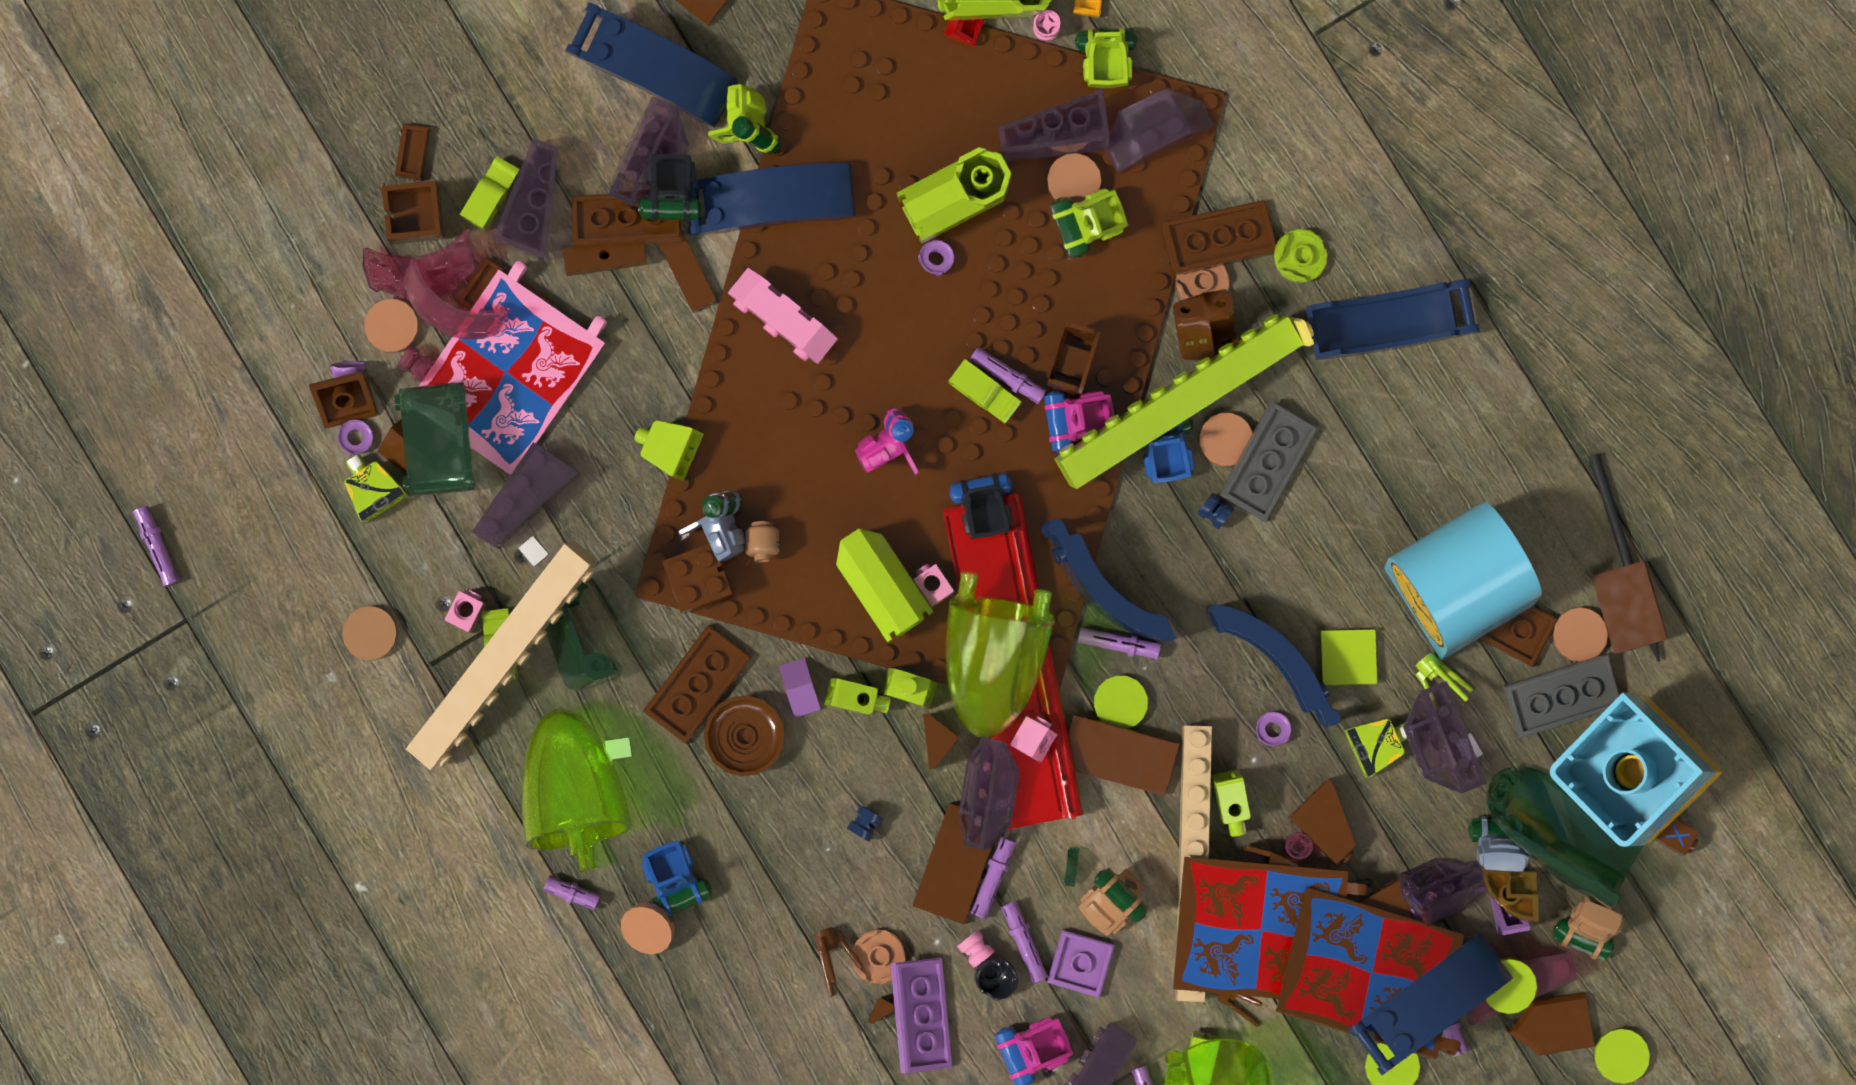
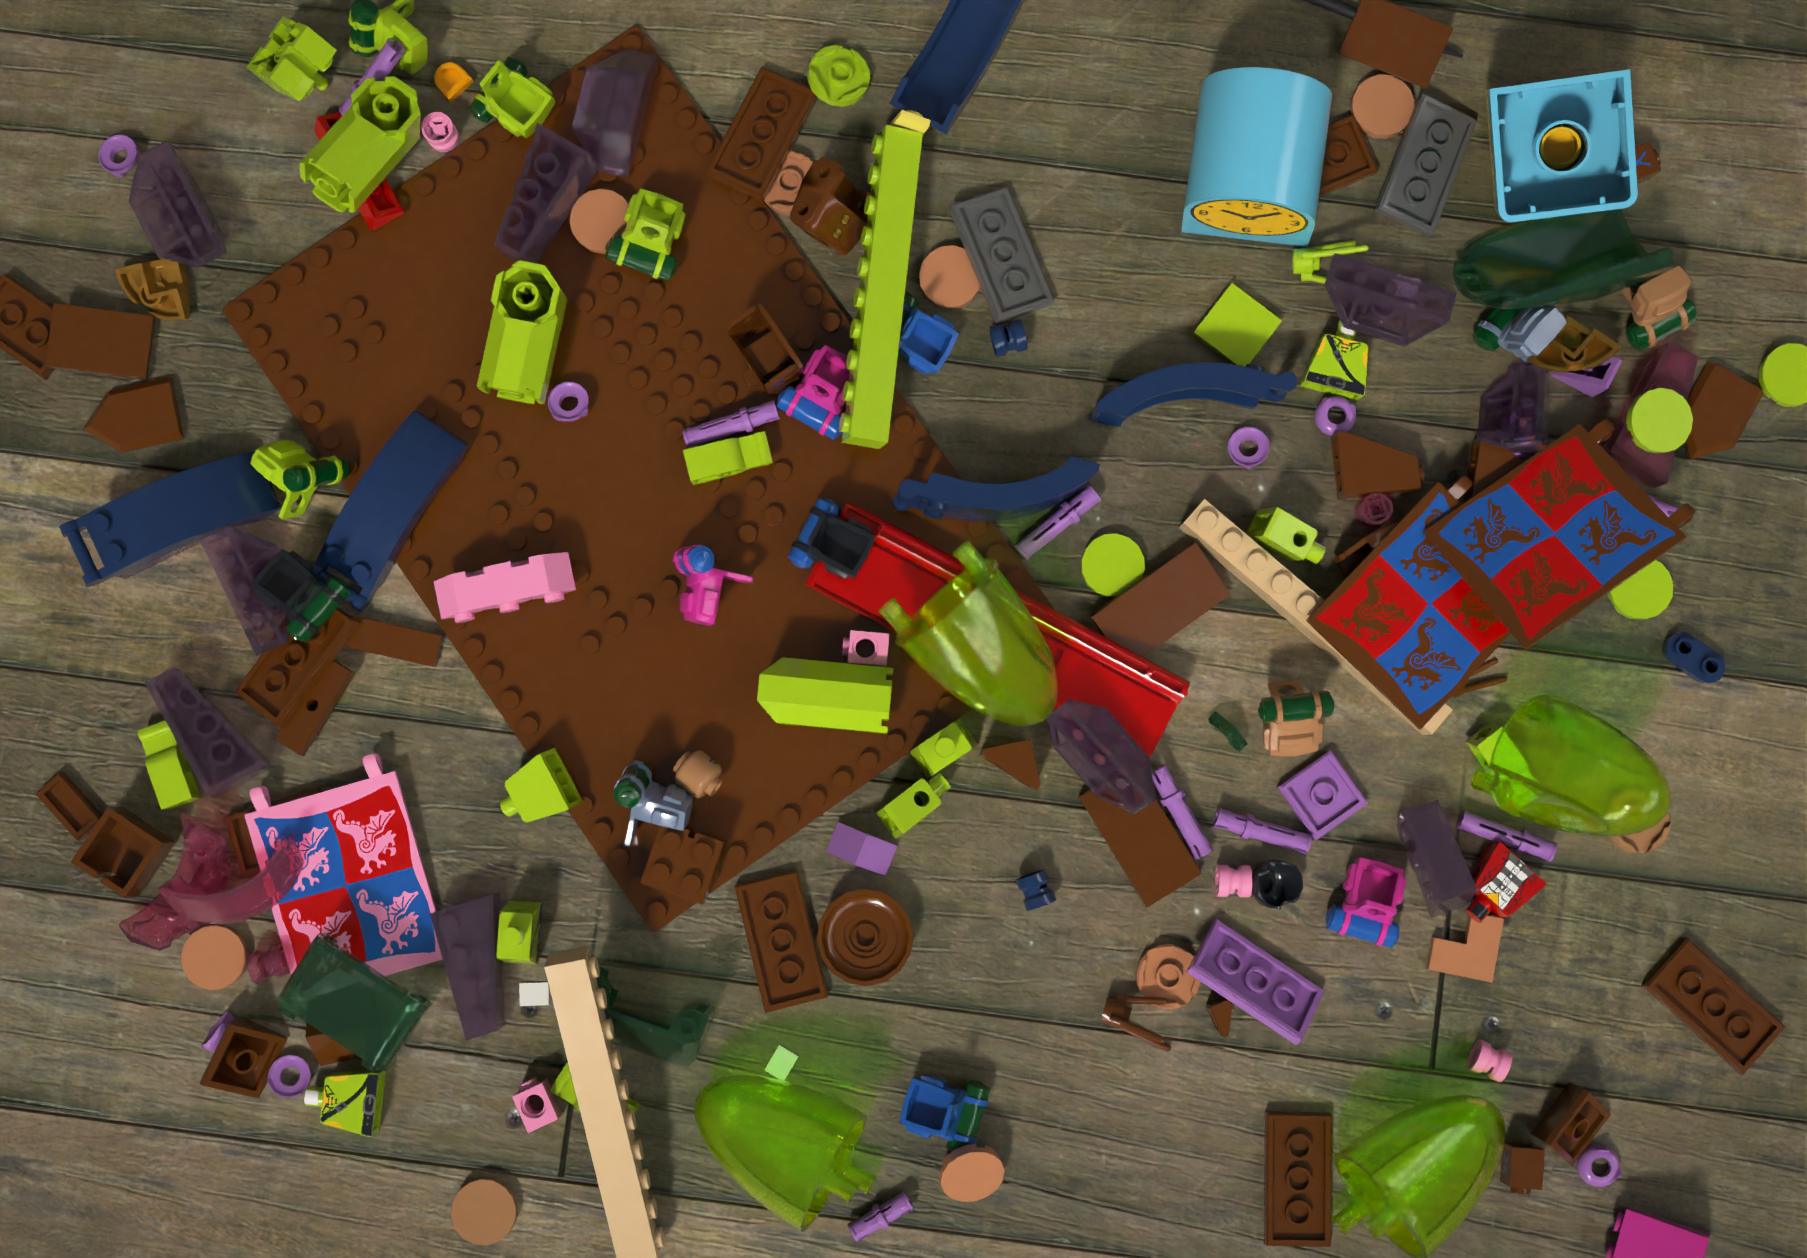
camera: 55 degrees left, 0 degrees up
(566, 509) = (519, 932): none -> lime torso
(1034, 738) = (1085, 669): bright pink brick -> none
(1343, 758) = (1322, 411): none -> medium lavender piece
(1433, 1002) = (1632, 499): dark blue windscreen -> none

